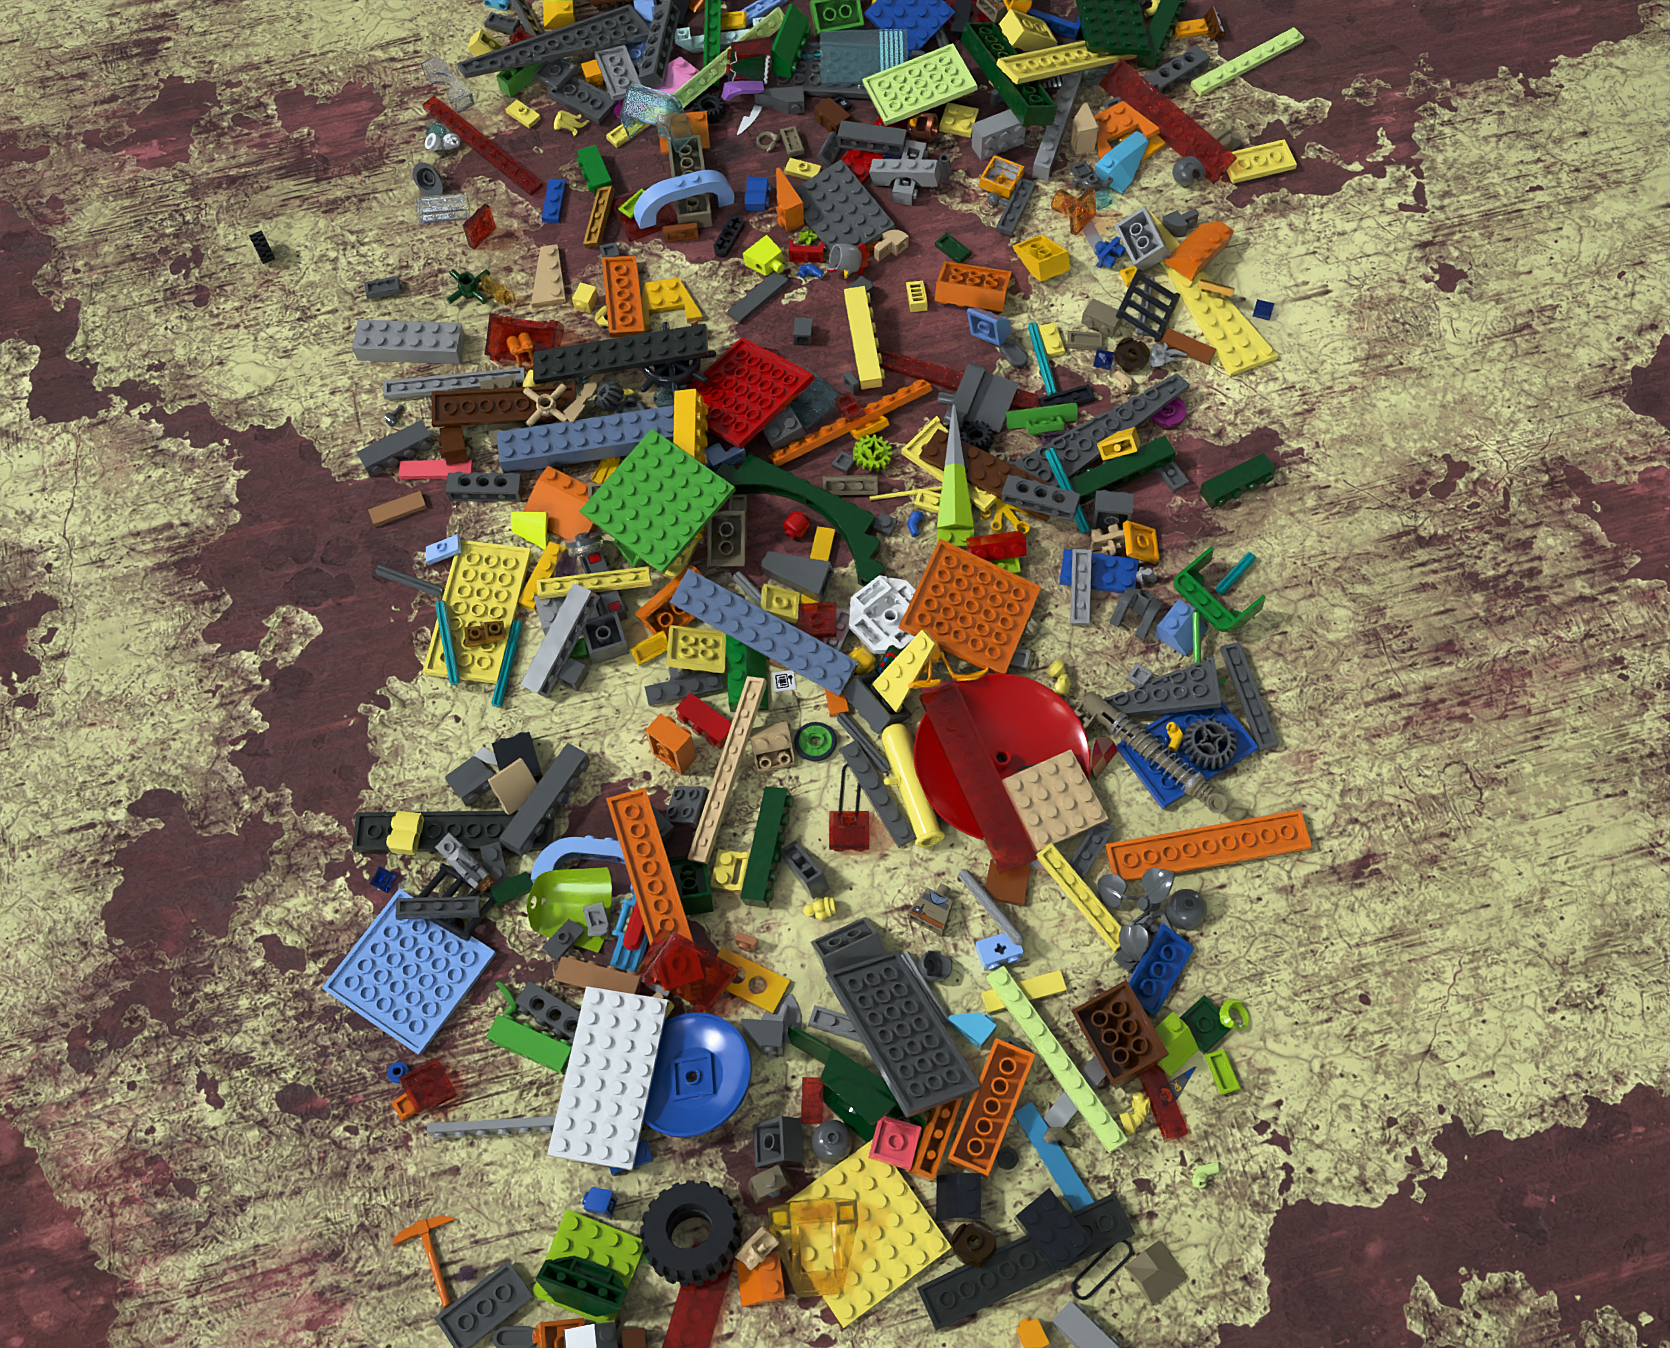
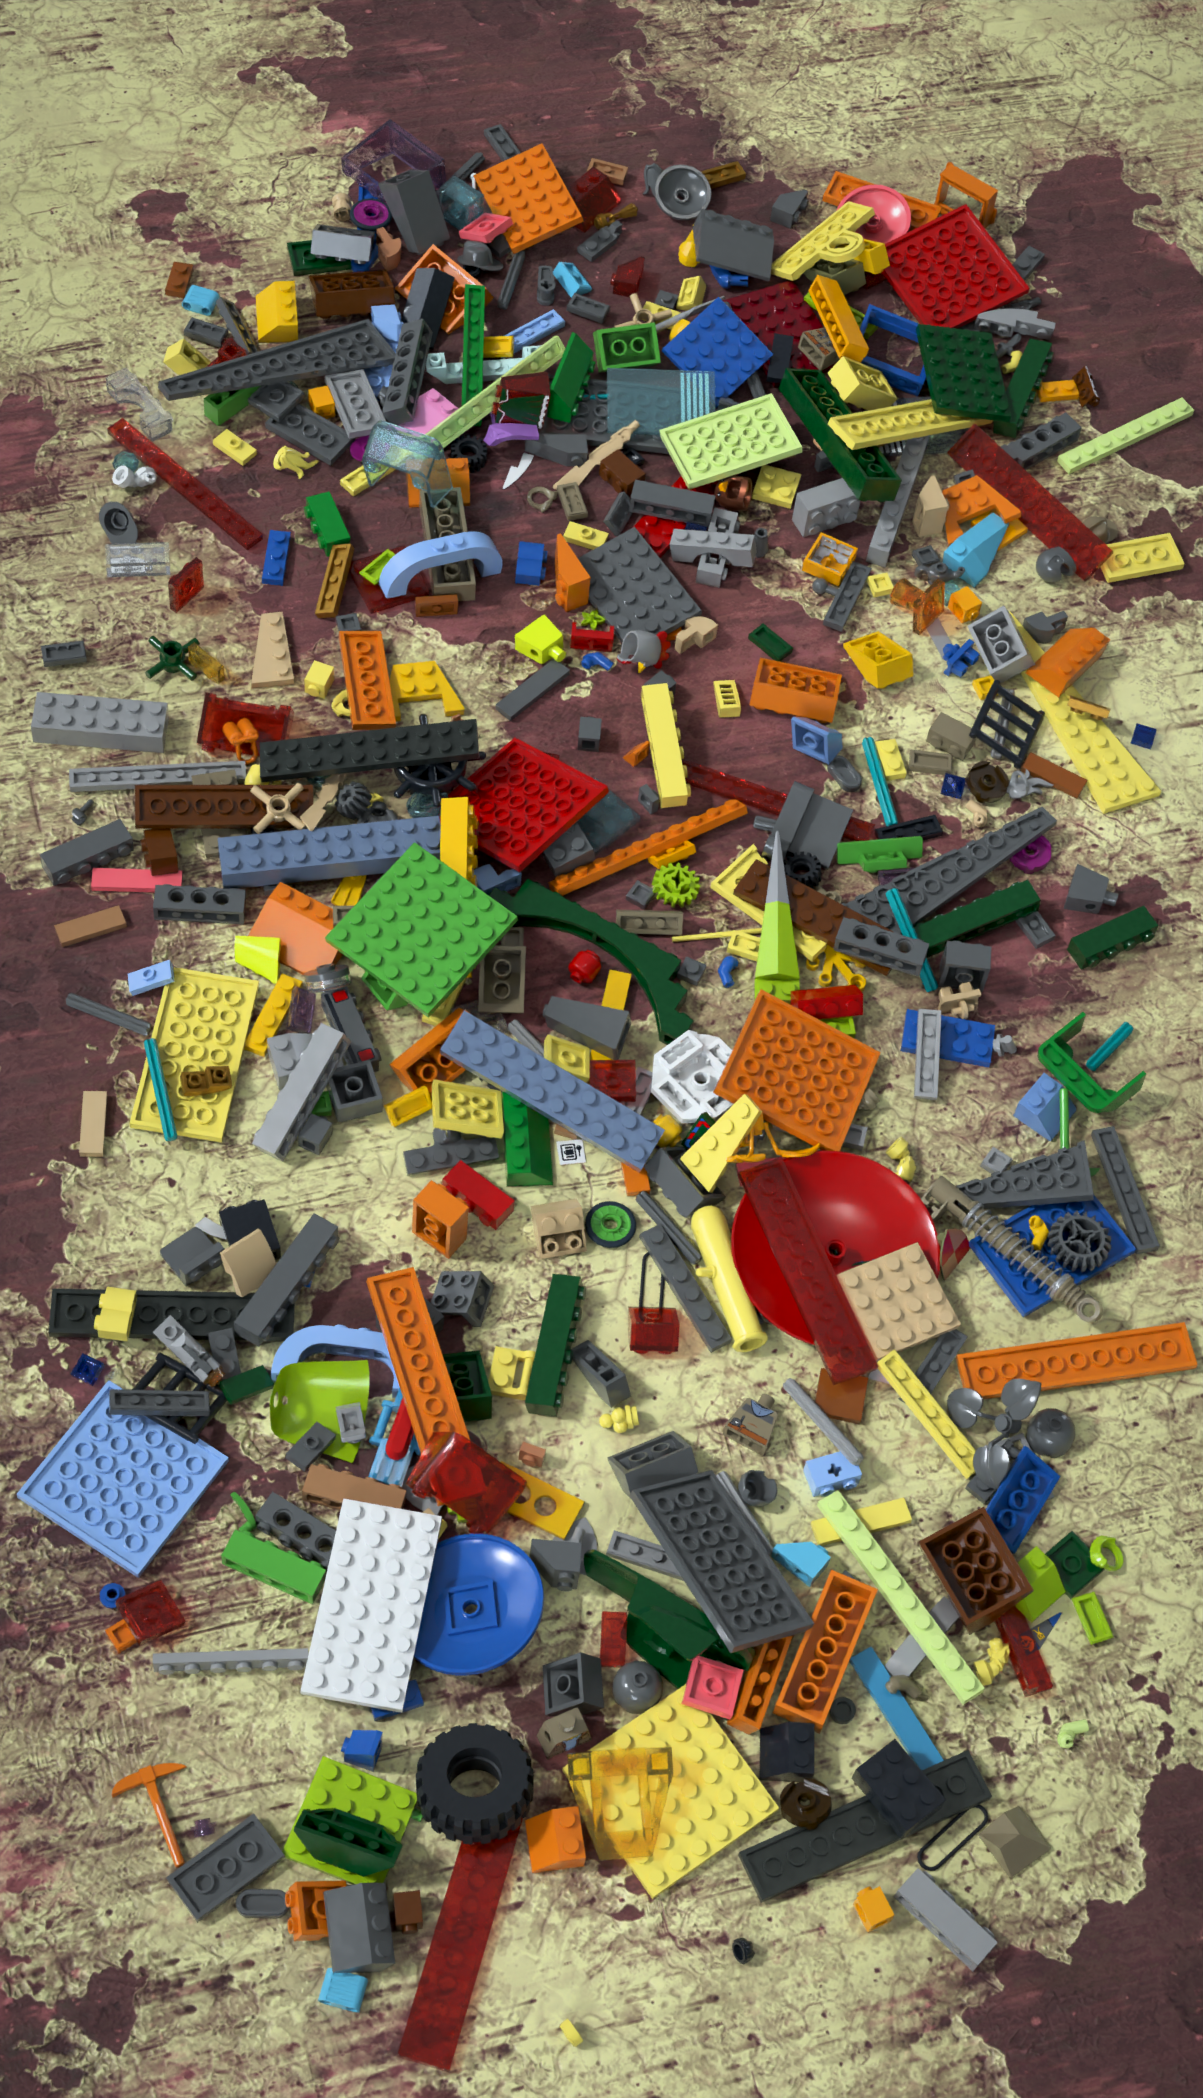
camera: 10 degrees left, 5 degrees down
(394, 672) = (93, 1124): none -> tan tile
(506, 666) = (232, 1119): teal axle -> none
(595, 582) = (348, 1023): light yellow tile -> none
(727, 770) = (507, 1253): tan plate -> none
(728, 229) = (496, 621): black beam -> none
(757, 1248) = (554, 1800): tan hips -> none
(828, 90) = (616, 442): none -> tan sword
(843, 345) = (637, 754): none -> orange slope
(849, 407) = (648, 829): clear red slope -> none
(1043, 195) = (880, 584): none -> light yellow plate
(1113, 208) = (964, 605): none -> light orange brick
(1119, 444) = (974, 887): yellow slope -> none
(1141, 542) = (998, 1005): light orange tile -> none
(1141, 602) = (999, 1076): dark grey piece -> none
(1217, 442) = (1088, 891): none -> dark grey torso

